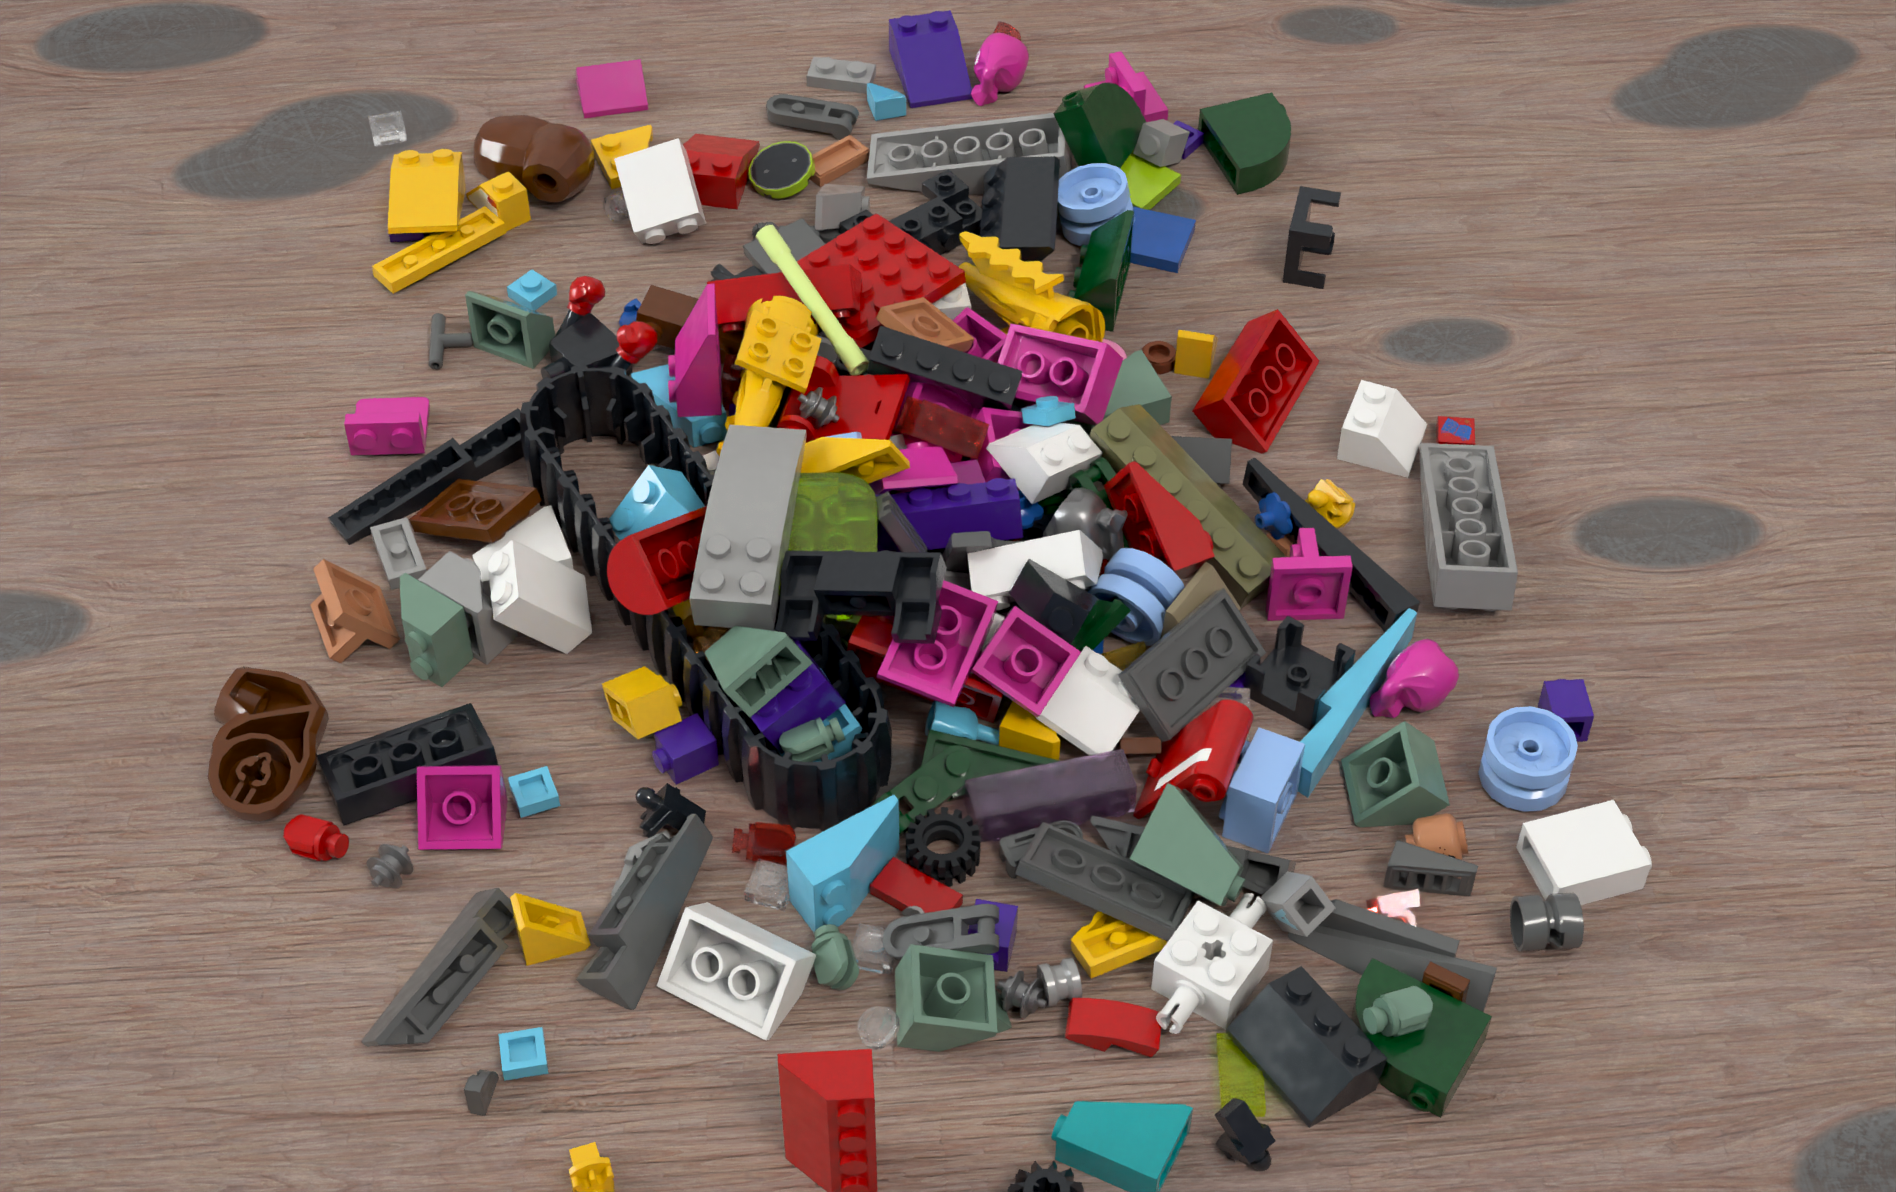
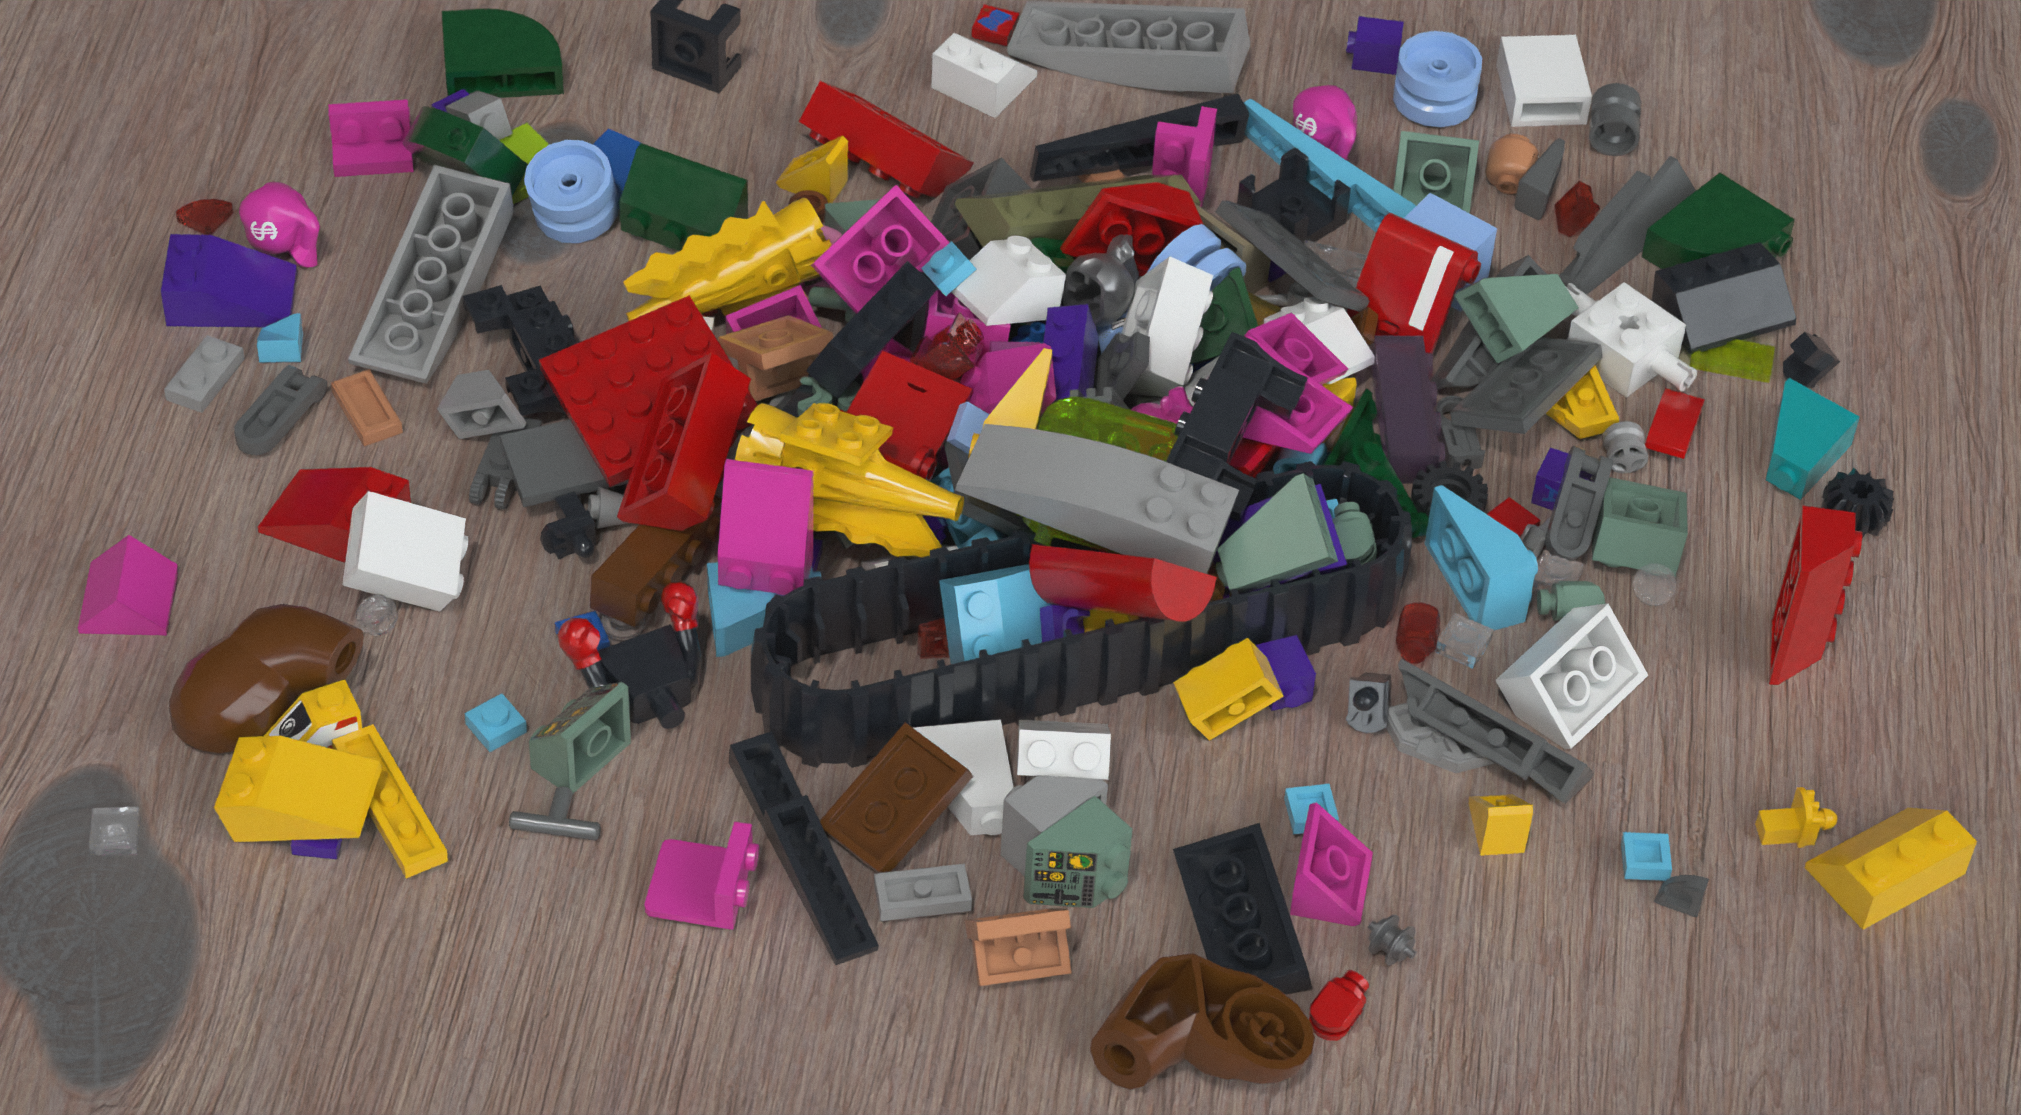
camera: 80 degrees left, 0 degrees up
(447, 972) = (1529, 908): dark grey wedge -> none
(618, 145) = (262, 588): yellow wing -> none
(781, 169) = (376, 442): black tile -> none
(819, 408) = (909, 433): flat silver wheel -> none
(843, 344) = (679, 404): yellowish green piece -> none
(1022, 205) = (568, 248): black slope -> none
(1022, 994) = (1636, 469): flat silver wheel -> none
(1052, 600) = (1230, 309): black slope -> none
(1274, 516) = (1097, 161): blue plant -> none
(1297, 903) = (1579, 260): light grey brick -> none
(1331, 503) = (1082, 120): yellow piece -> none
(1399, 1012) = (1721, 218): sand green arm -> none
(1446, 981) = (1681, 190): reddish brown tile -> none

